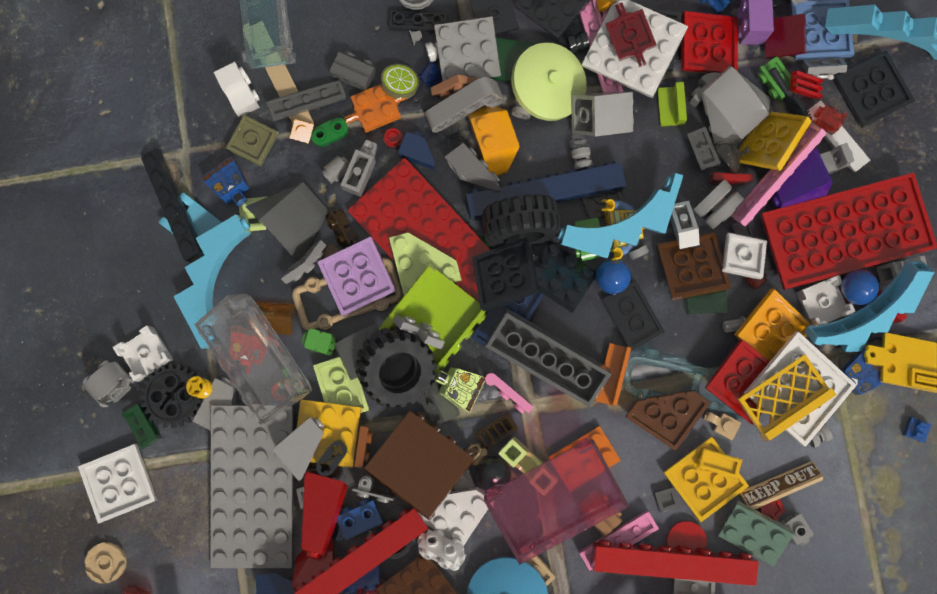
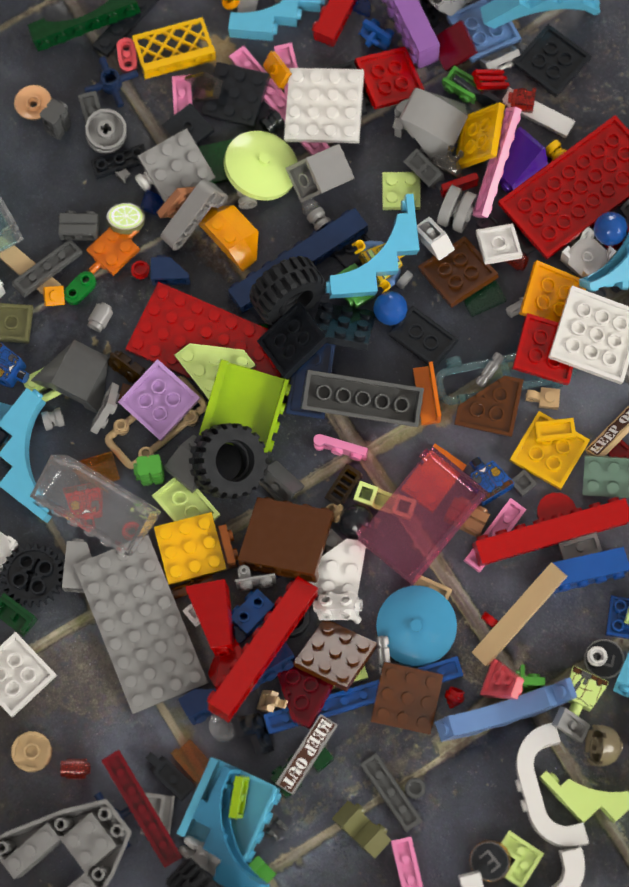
camera: 20 degrees left, 10 degrees down
(193, 387) = (54, 548): yellow wheel -> none
(252, 251) = (53, 418): none -> light grey wheel
(300, 446) = (171, 563): light grey slope -> none
(335, 461) = (208, 566): black beam -> none
(360, 169) = (122, 308): light grey hinge -> none
(423, 330) = (245, 419): light grey plate -> none
(460, 387) = (294, 458): torso -> none
(470, 169) = (220, 267): light grey slope -> none
(630, 34) = (316, 95): dark red plate -> none
(636, 484) = (491, 478): none -> torso
(672, 105) = (380, 143): lime panel -> none
(672, 158) = (396, 186): none -> yellowish green plate
(682, 377) = (489, 370): none -> light grey axle
(797, 412) = (596, 357): yellow fence -> none
(837, 158) = (544, 130): light grey brick -> none
(841, 180) = (554, 150): none -> yellow wheel

